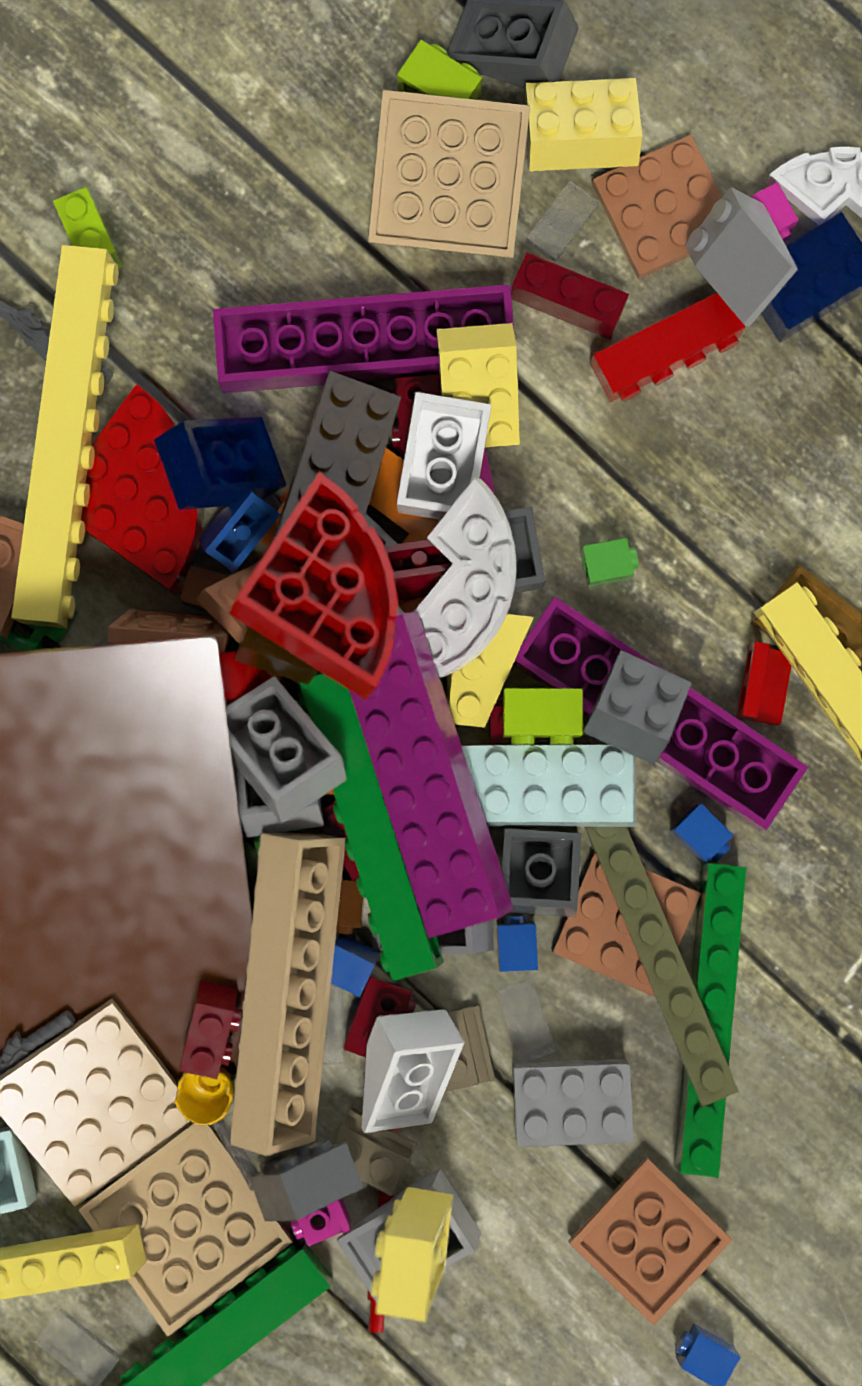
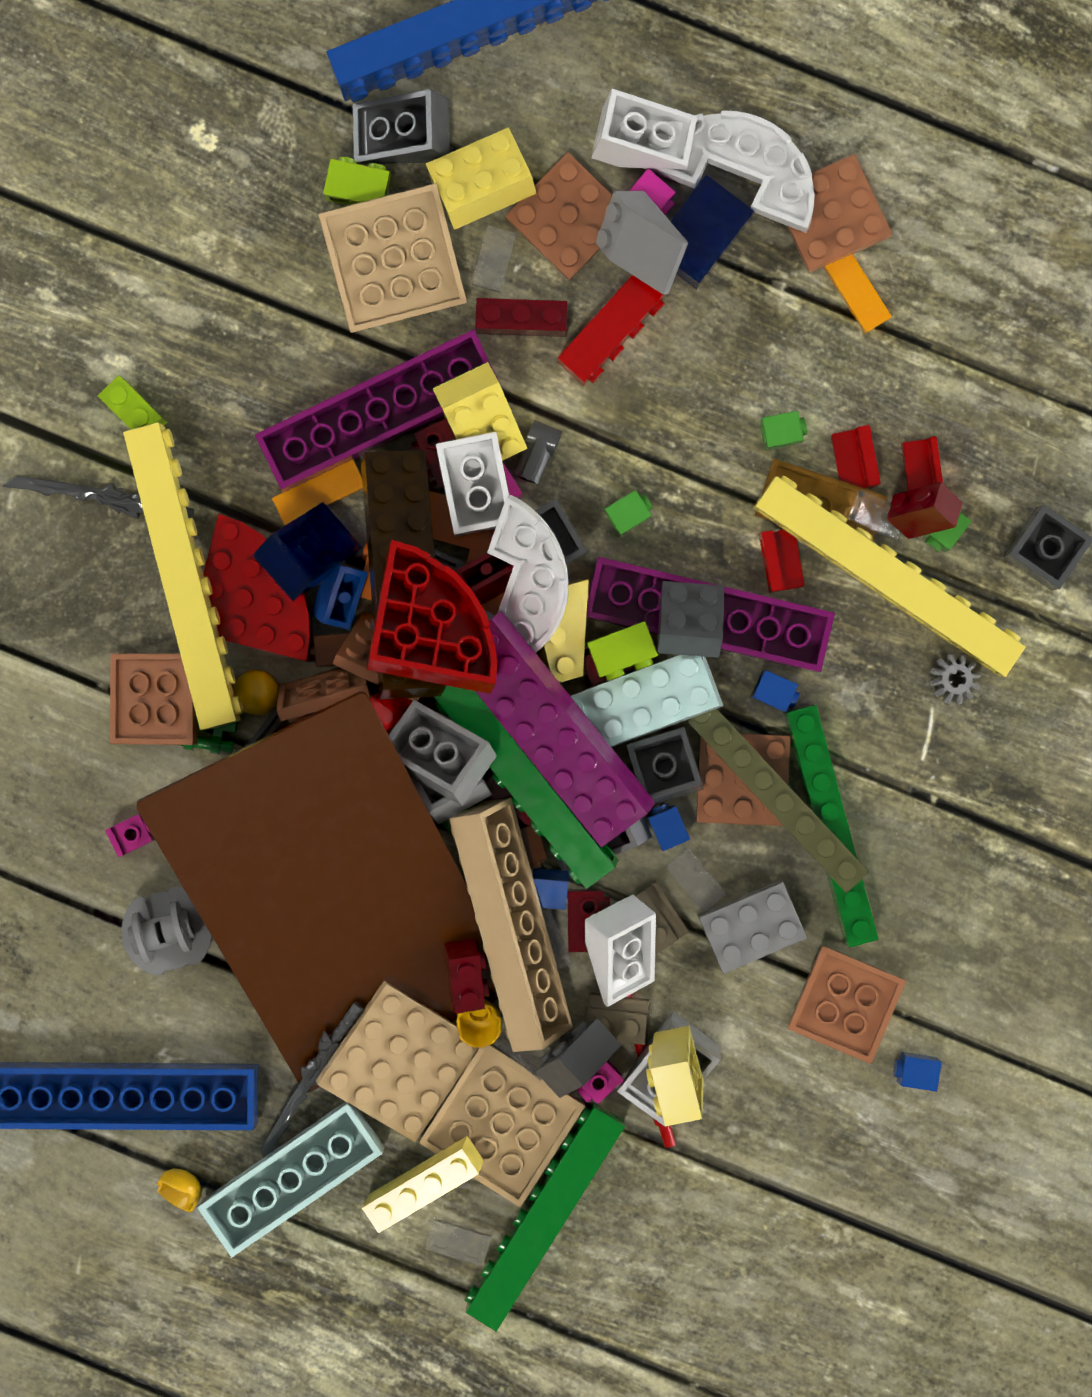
camera: 25 degrees left, 5 degrees up
(99, 604) = (257, 692): none -> yellow hair
(275, 405) = (324, 488): none -> light orange tile
(537, 447) = (541, 445): none -> dark grey piece
(785, 142) = (643, 134): none -> white slope
(821, 535) = (783, 430): none -> bright green brick

